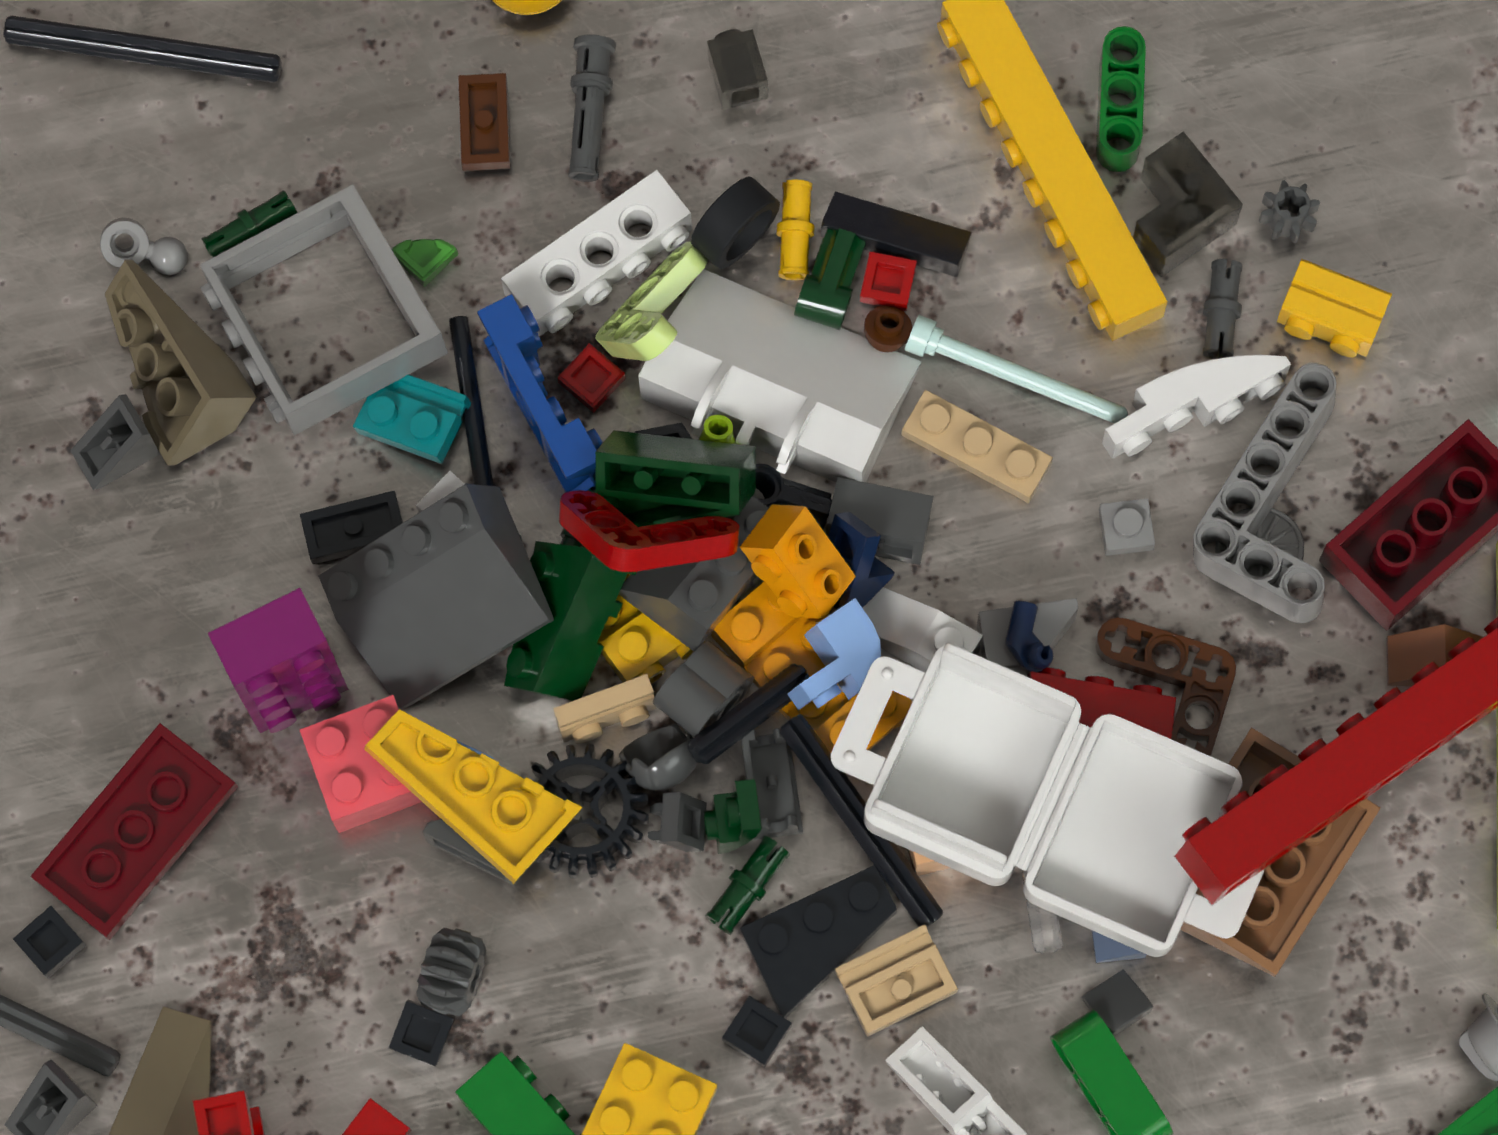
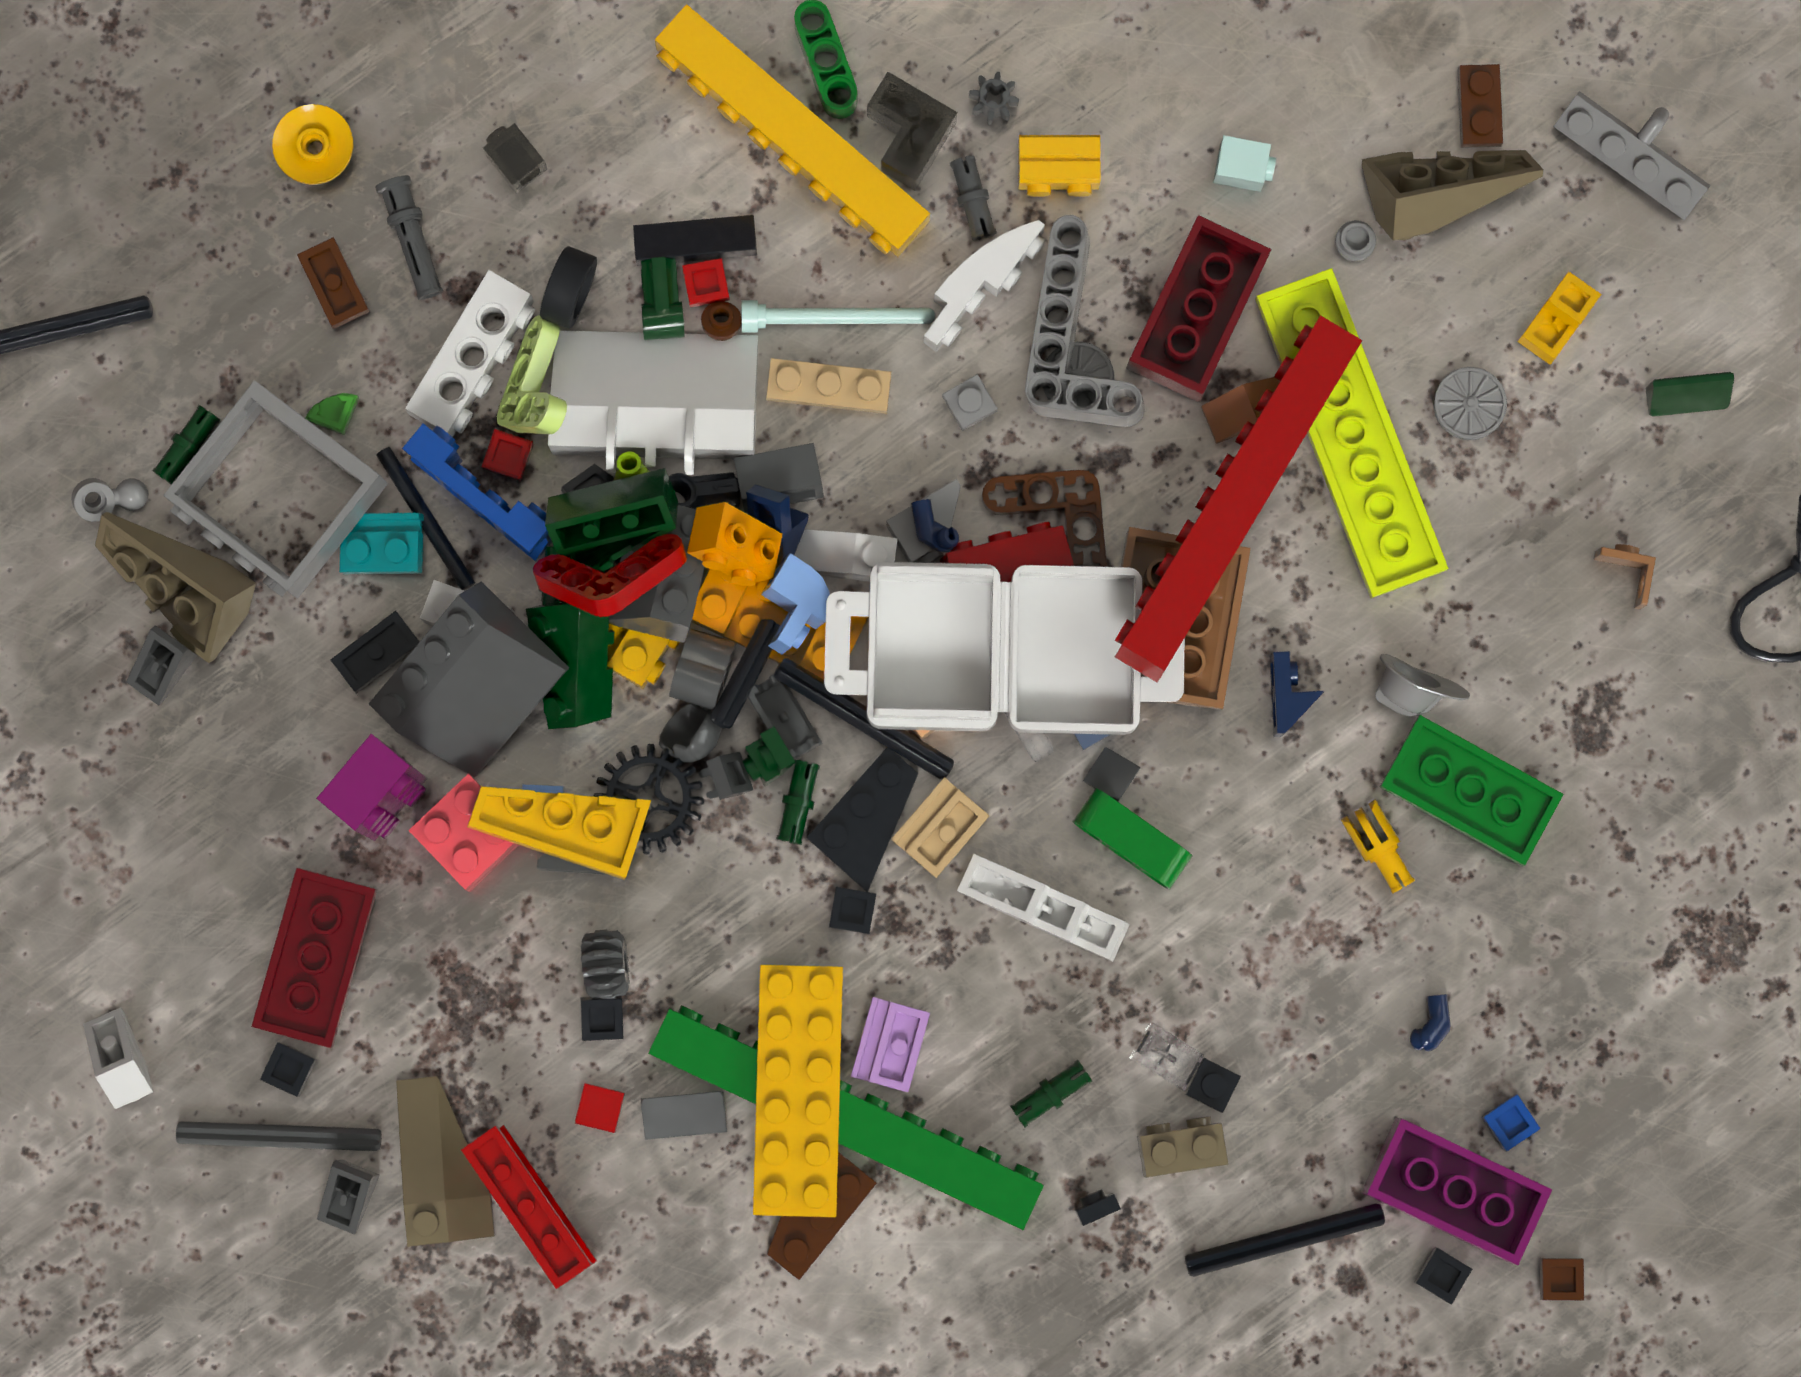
camera: 30 degrees left, 10 degrees up
(621, 703) = (646, 703): tan plate -> none
(795, 229) = (616, 270): yellow pin -> none
(1353, 1007) = (1287, 705): none -> dark blue slope

